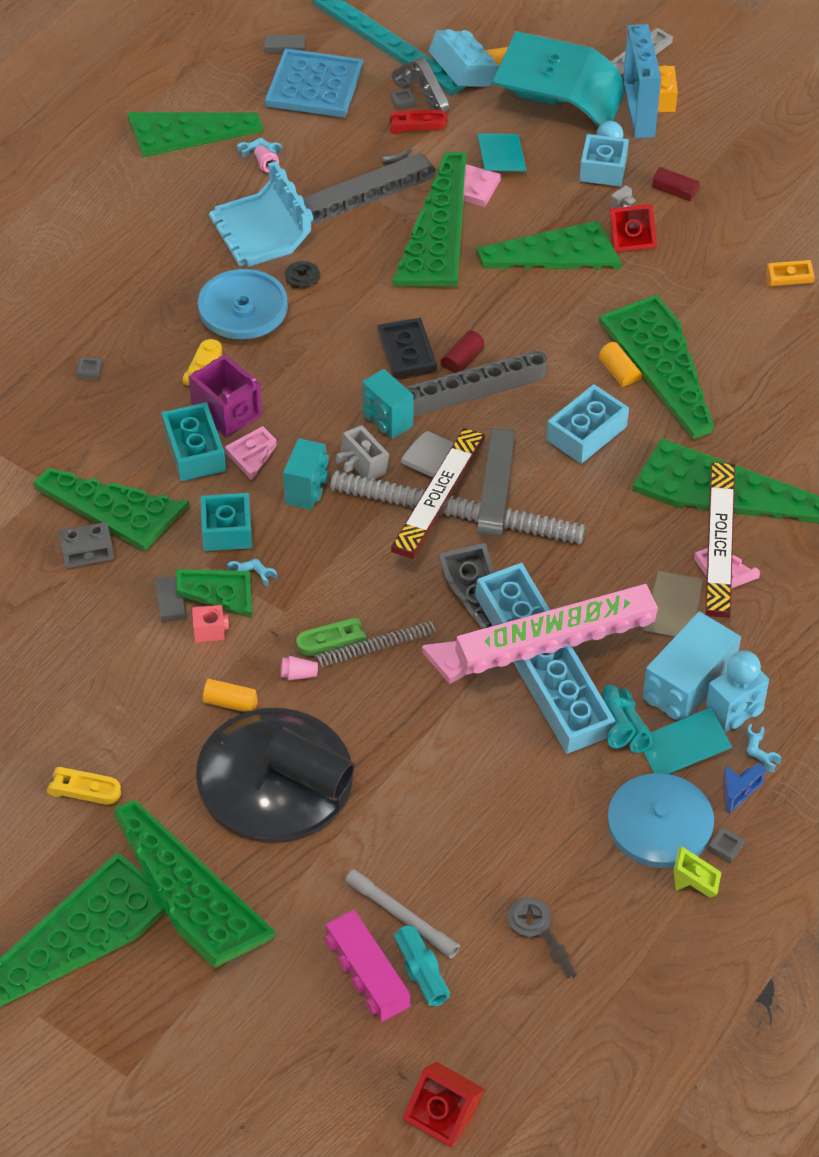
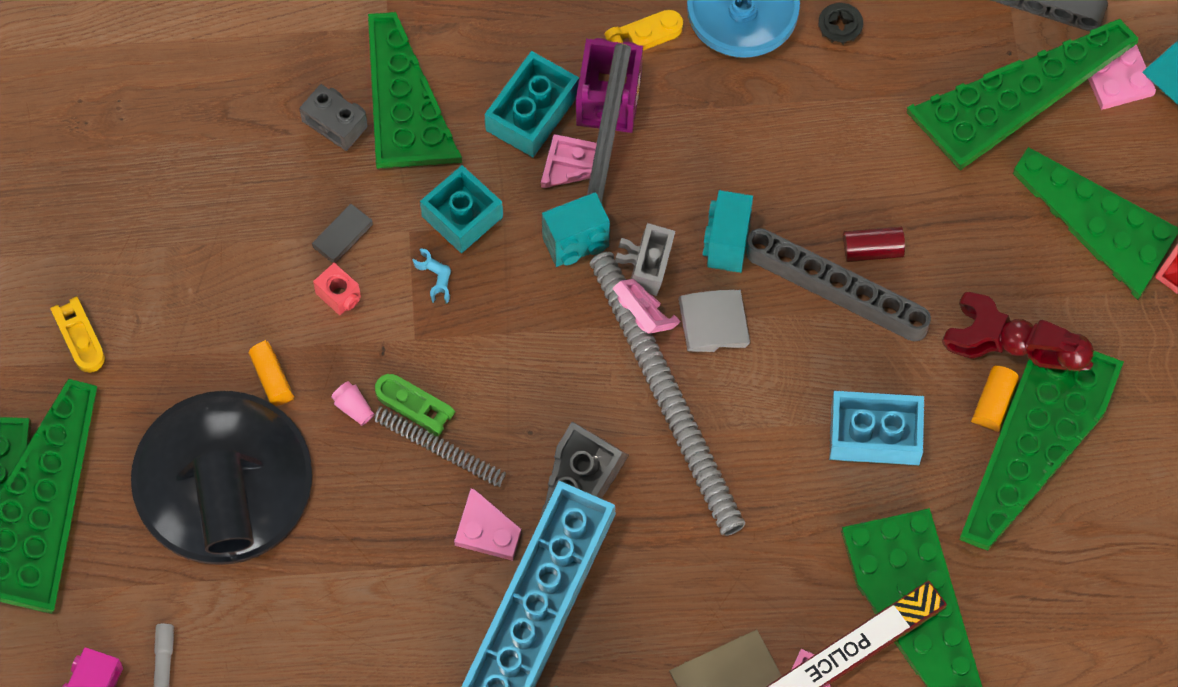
camera: 50 degrees right, 15 degrees up
(216, 588) = (382, 263): green wing -> none
(256, 403) = (609, 120): none -> dark grey axle
(383, 474) = (643, 307): none -> bright pink wing
(407, 348) = (830, 189): black plate -> none
(437, 493) = (657, 362): tile -> none
(496, 482) = (717, 403): dark grey beam -> none
(556, 629) = (558, 597): bright pink brick -> none
(617, 310) = (993, 331): none -> dark red piece

